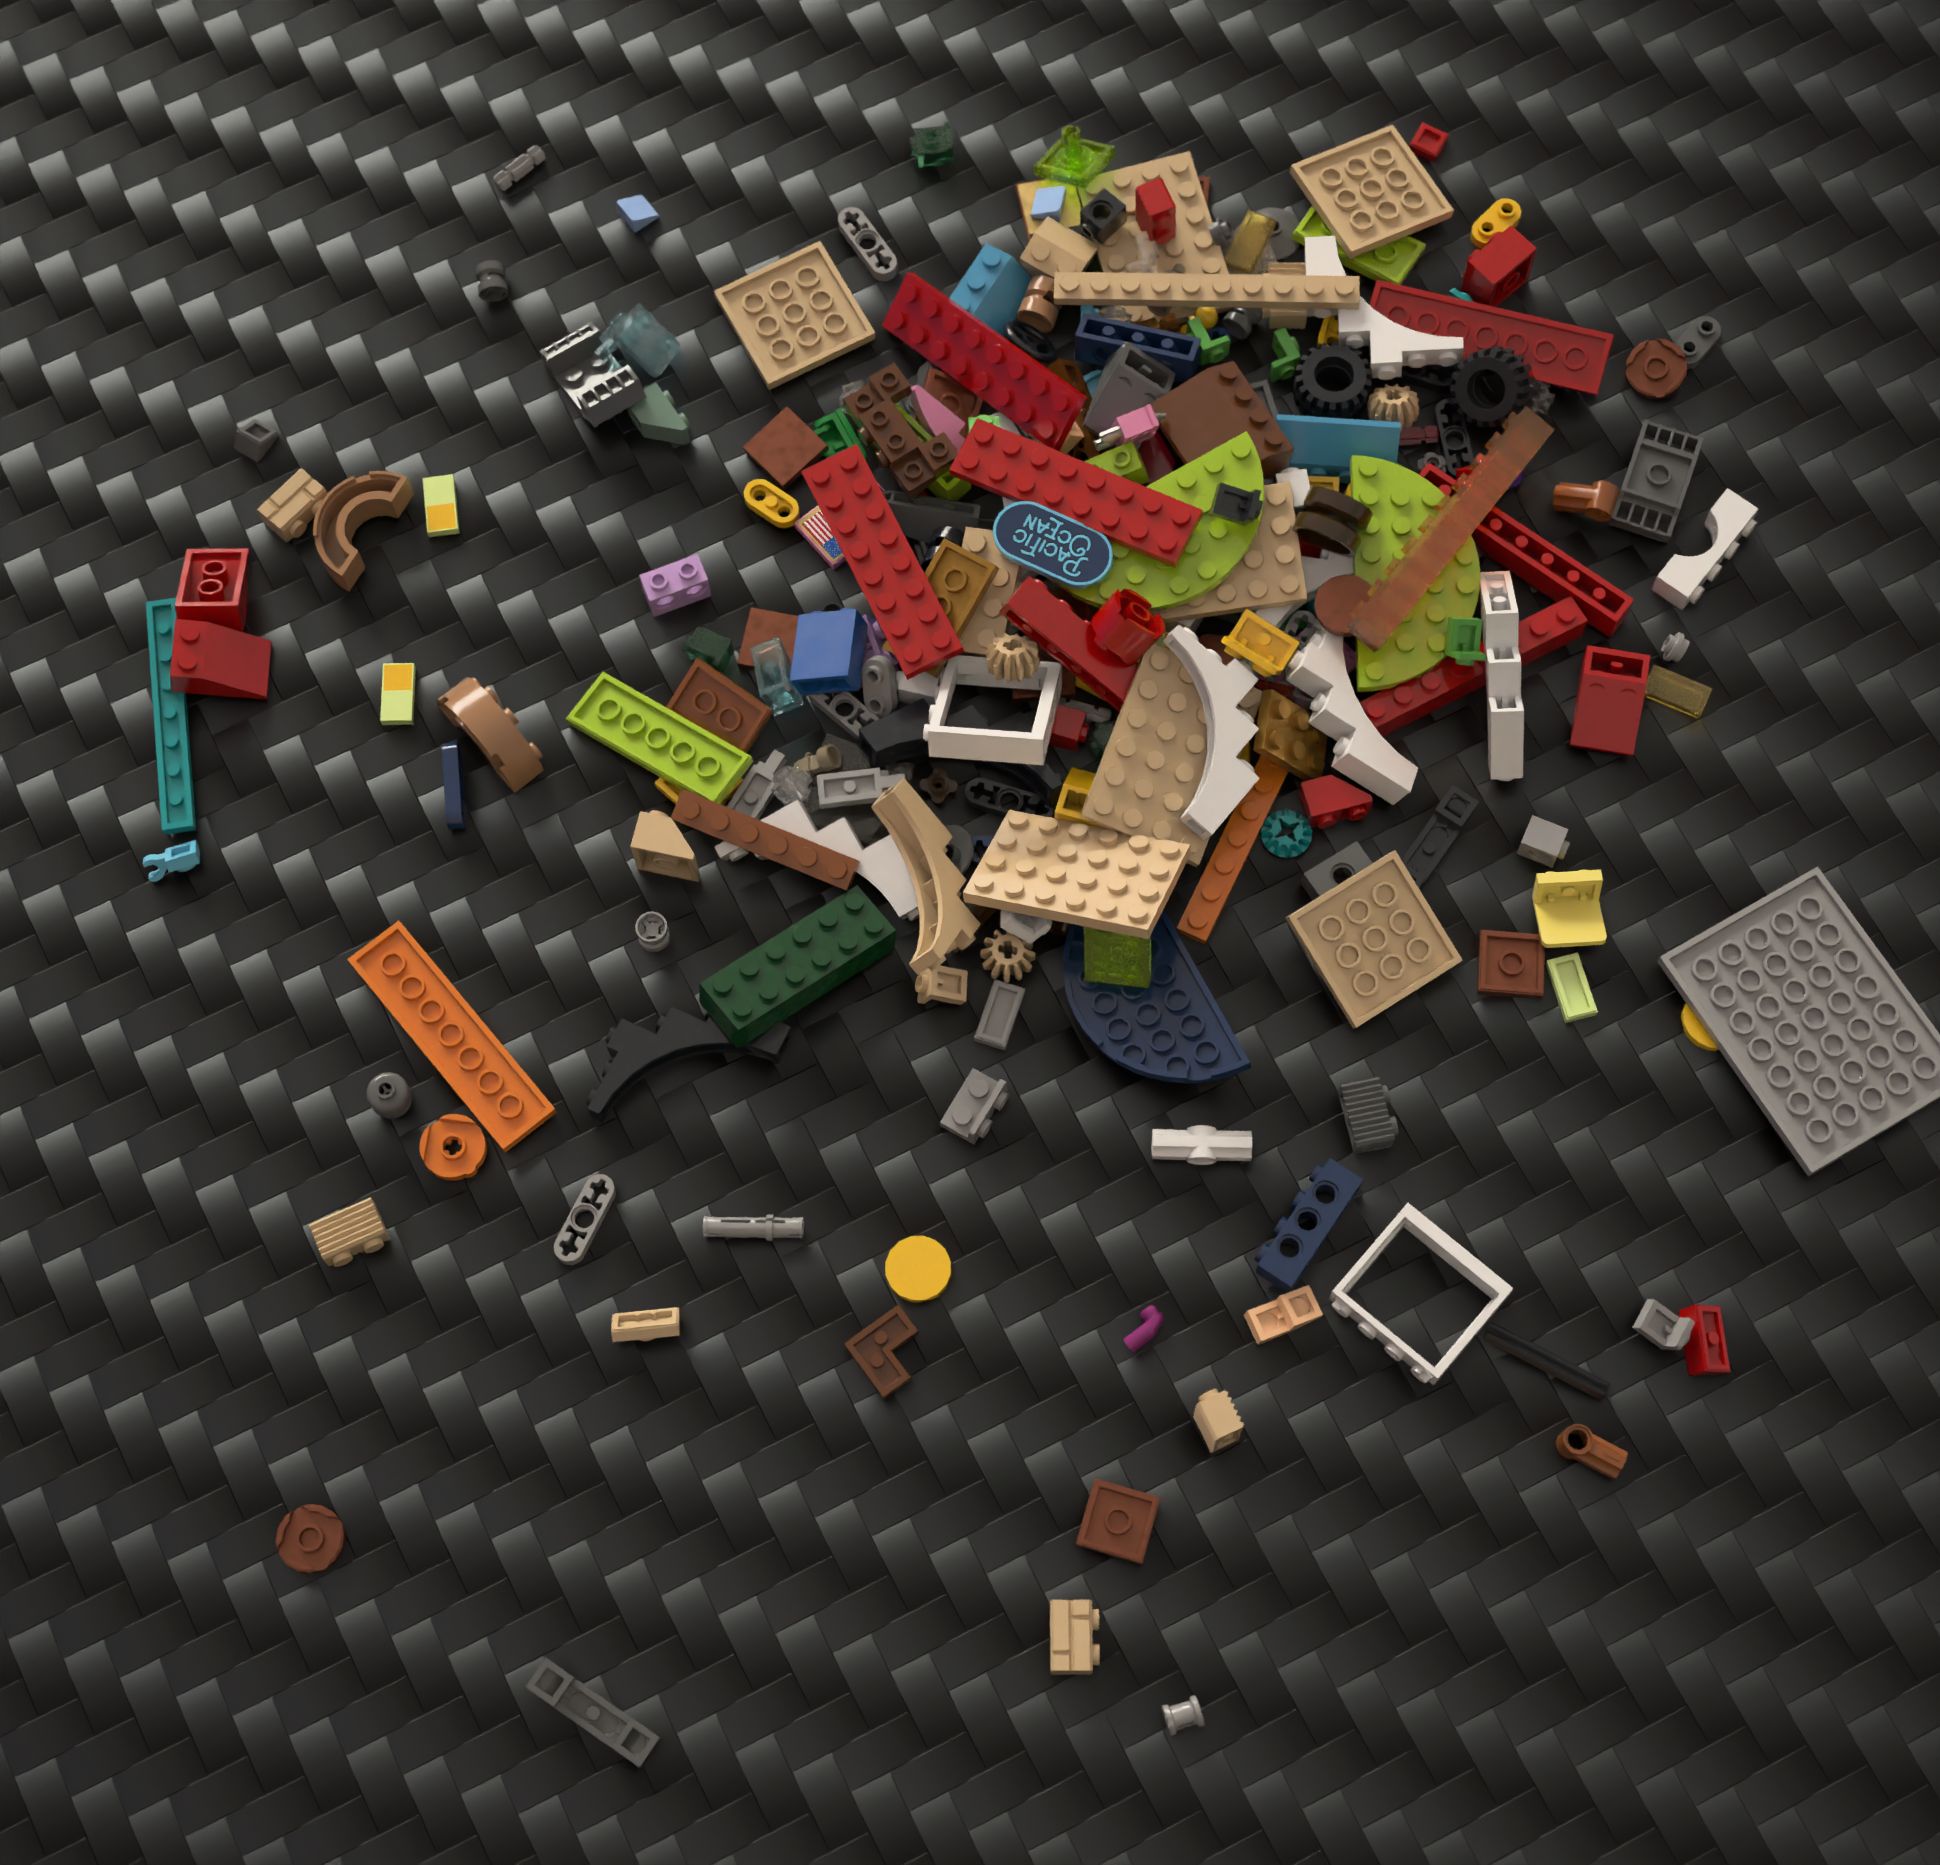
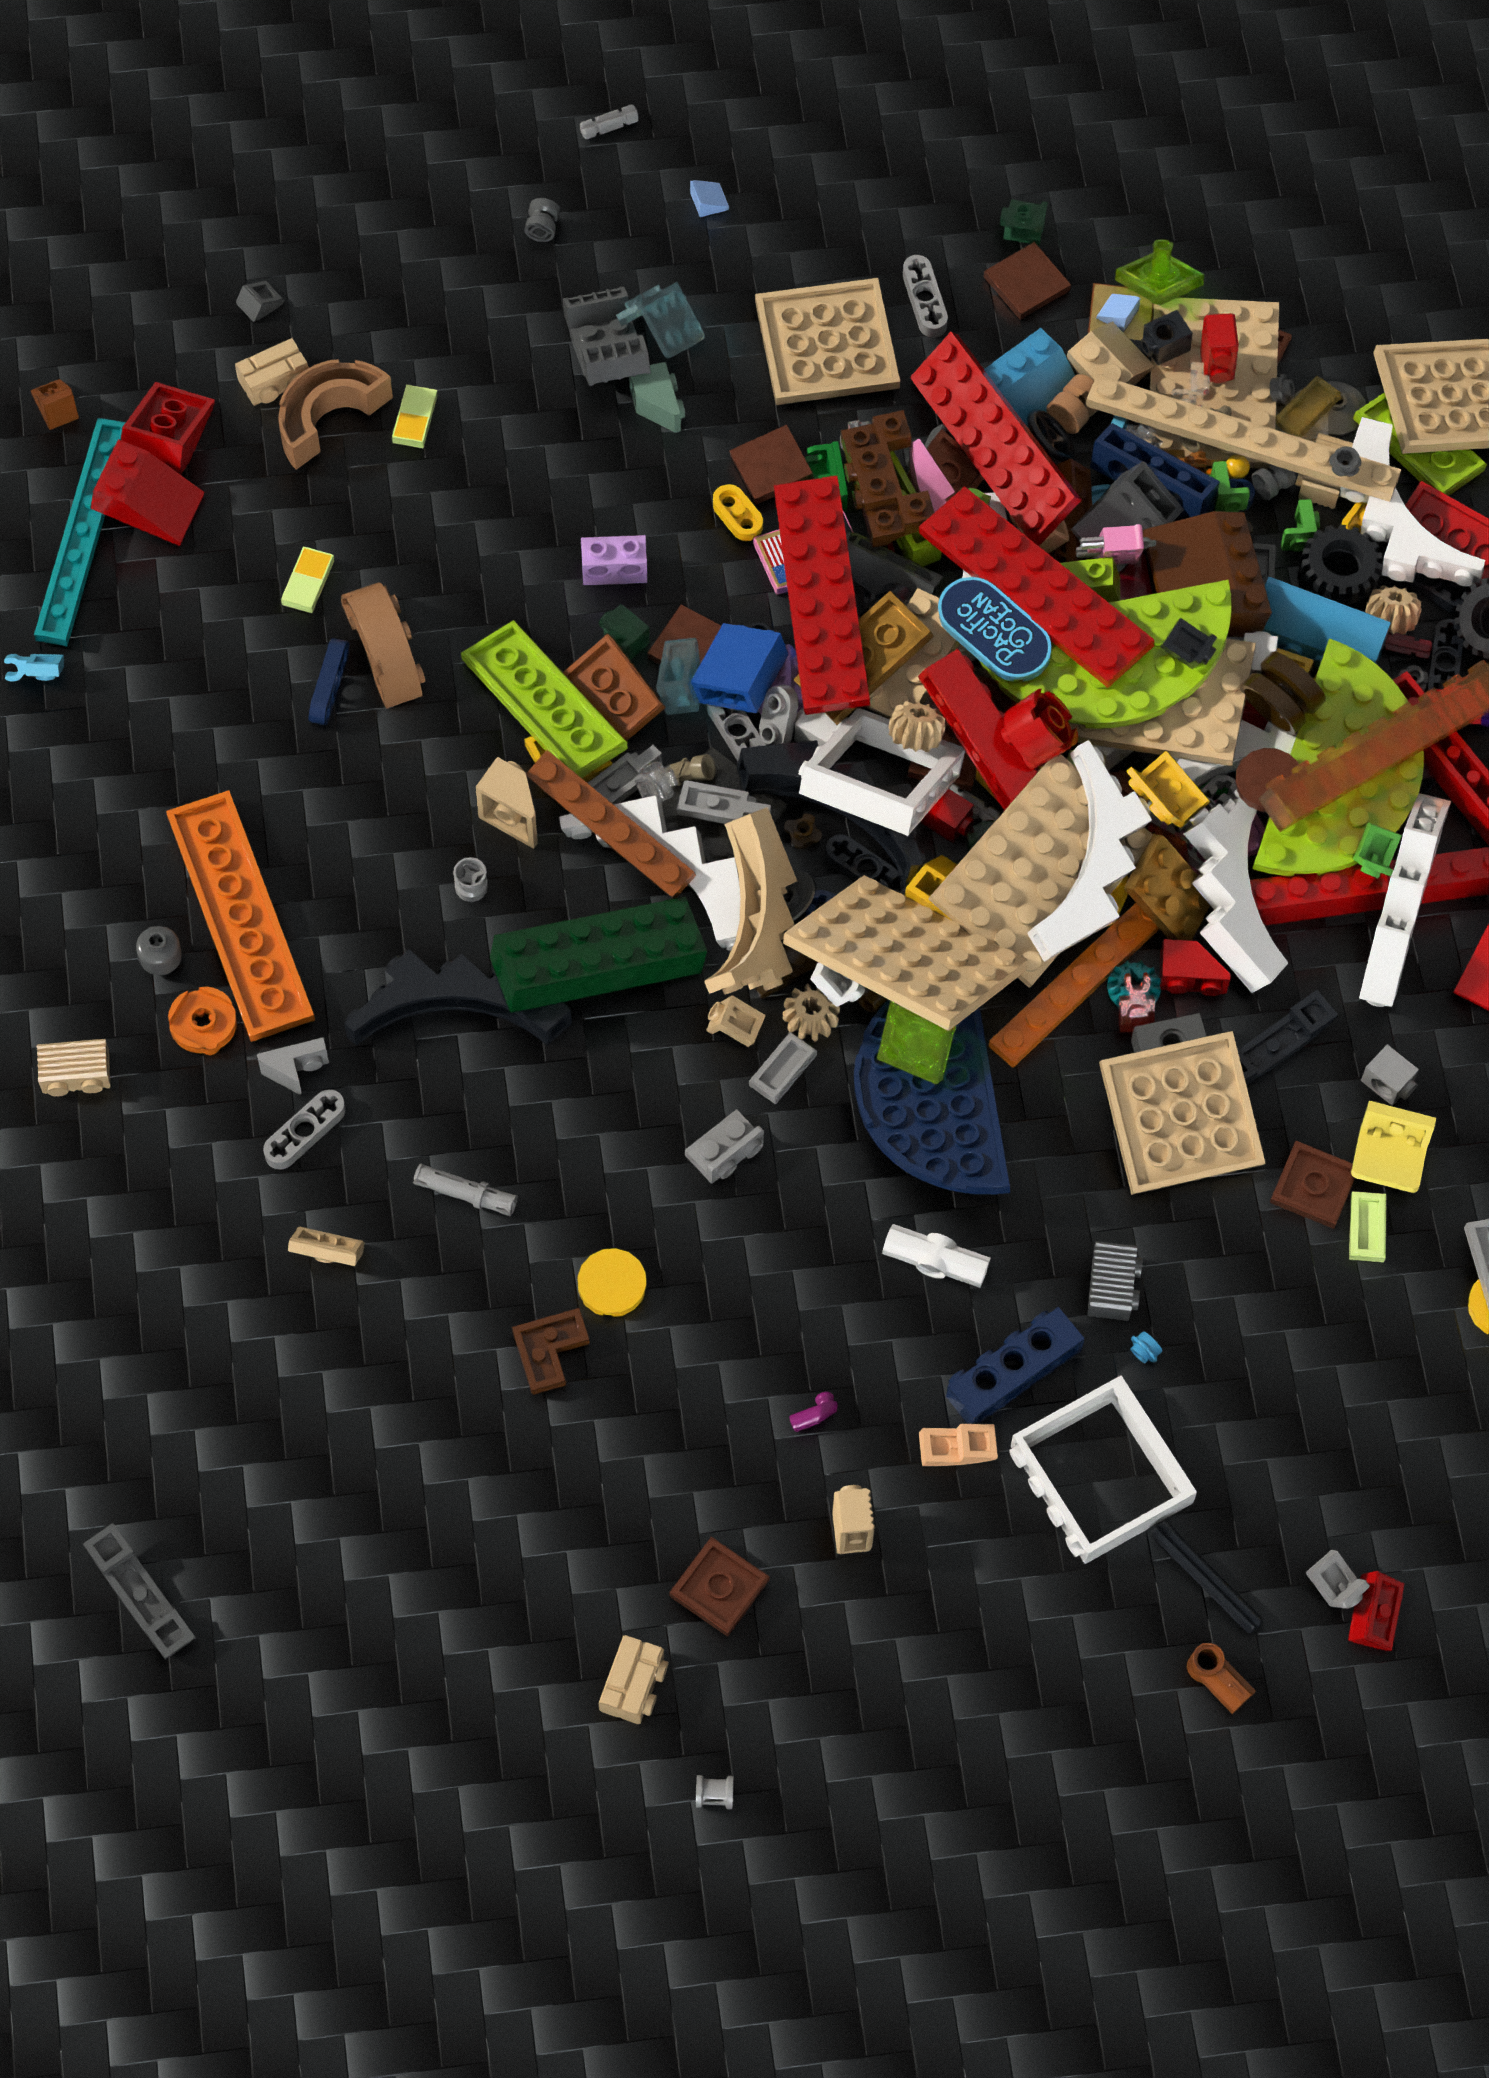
camera: 15 degrees right, 5 degrees down
(100, 599) = (55, 403): none -> dark orange slope
(544, 1164) = (283, 1063): none -> light grey slope
(954, 200) = (1027, 280): none -> copper tile
(1299, 853) = (1137, 1007): none -> clear red plate
(1312, 279) = (1345, 455): none -> dark grey plate
(1417, 1167) = (1145, 1348): none -> dark azure plate

